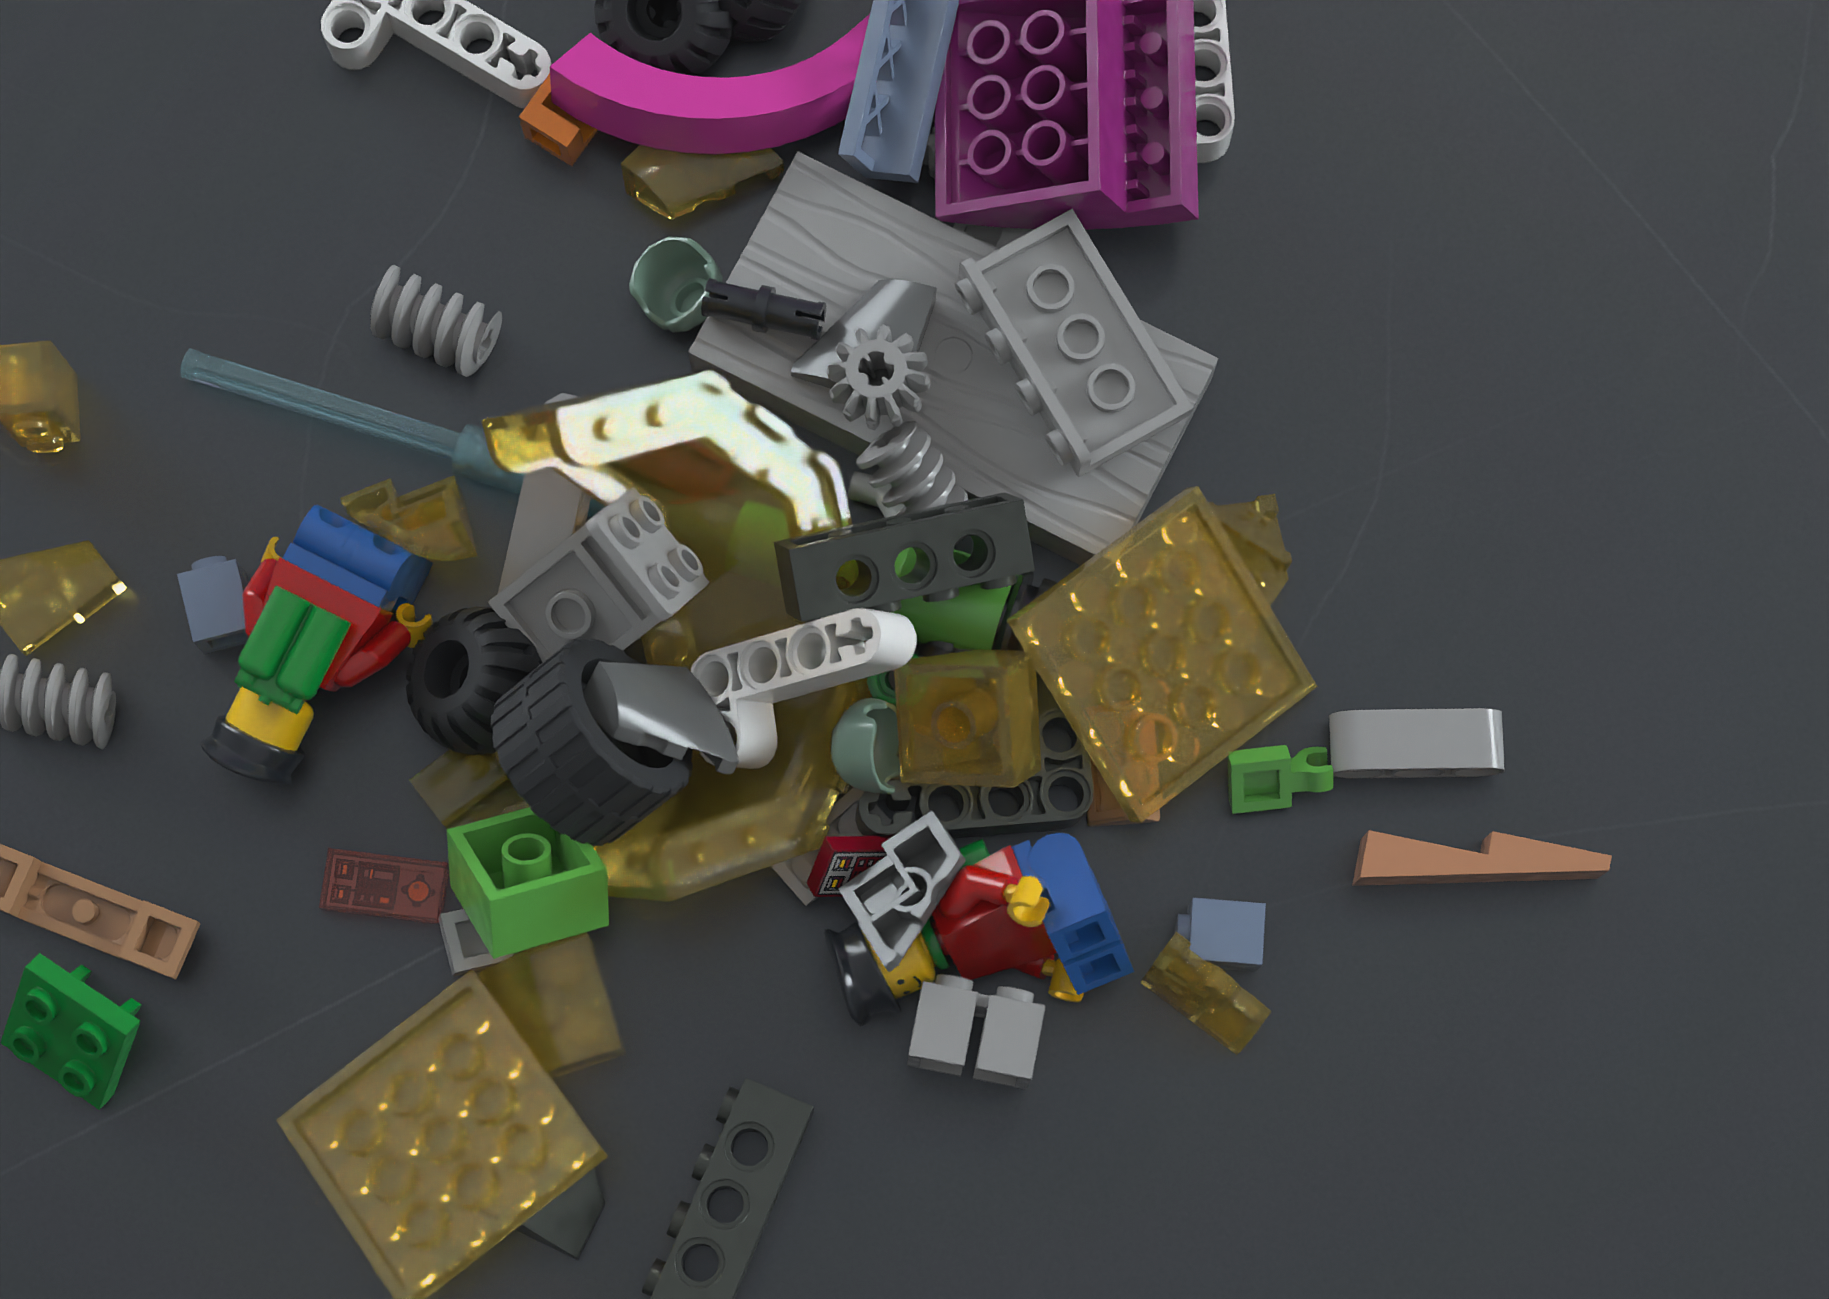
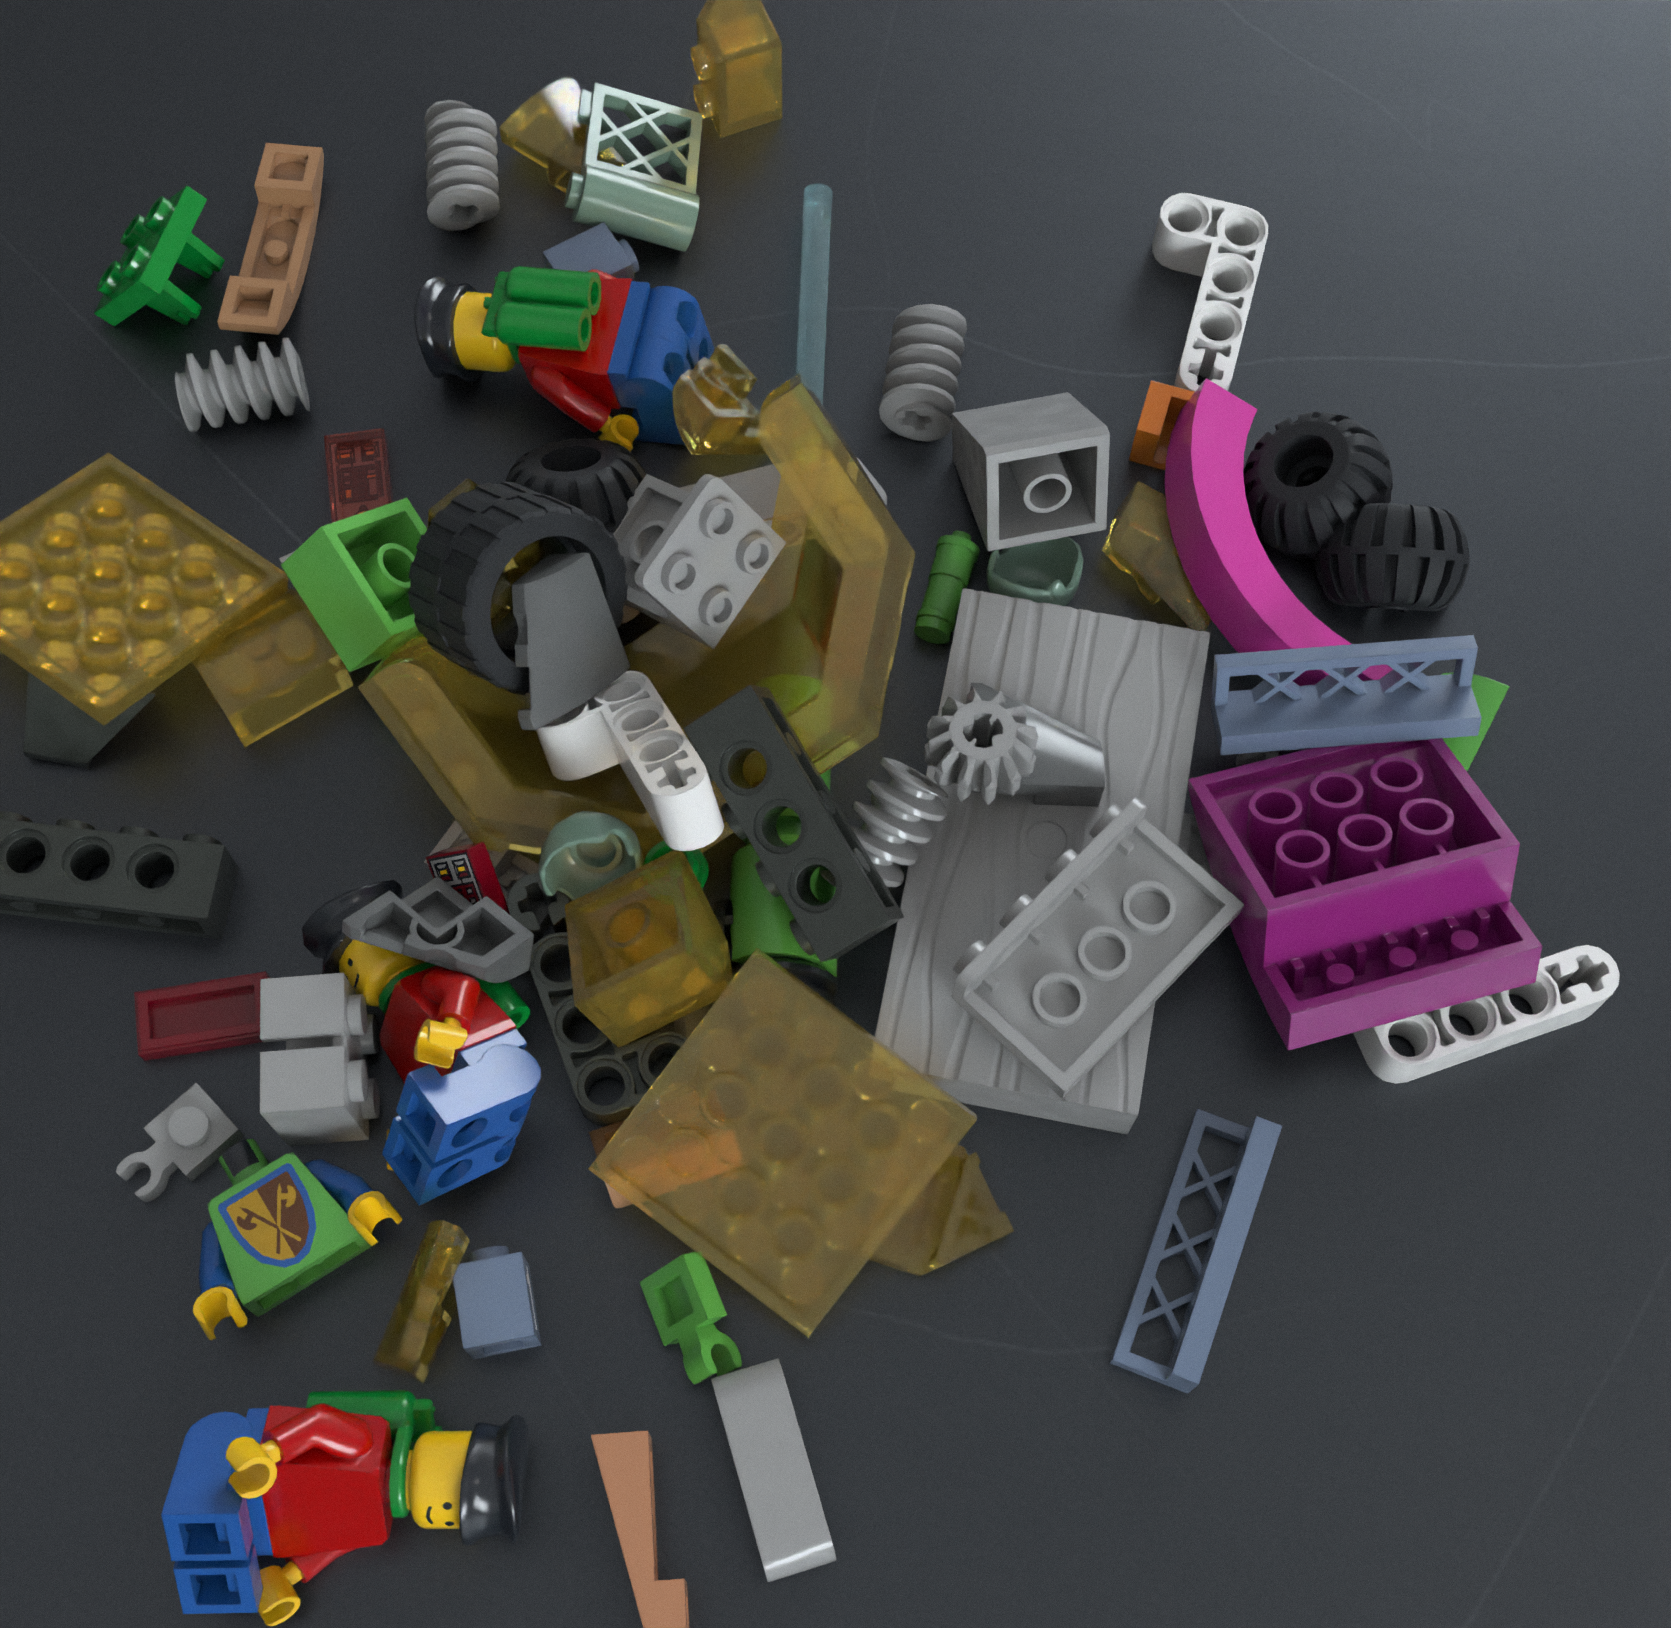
camera: 75 degrees right, 10 degrees down
(153, 537) = (634, 196): none -> sand green piece
(242, 970) = (241, 385): none -> light grey piece
(577, 252) = (1033, 469): none -> light grey slope
(645, 358) = (947, 578): none -> bright green piece
(763, 309) = (1027, 637): black pin -> none
(887, 1137) = (198, 1016): none -> dark red tile
(996, 1173) = (186, 1137): none -> light grey plate
(1111, 1101) = (279, 1231): none -> torso
(1339, 333) = (1221, 1256): none -> sand blue fence
(1342, 1093) = (324, 1485): none -> piece

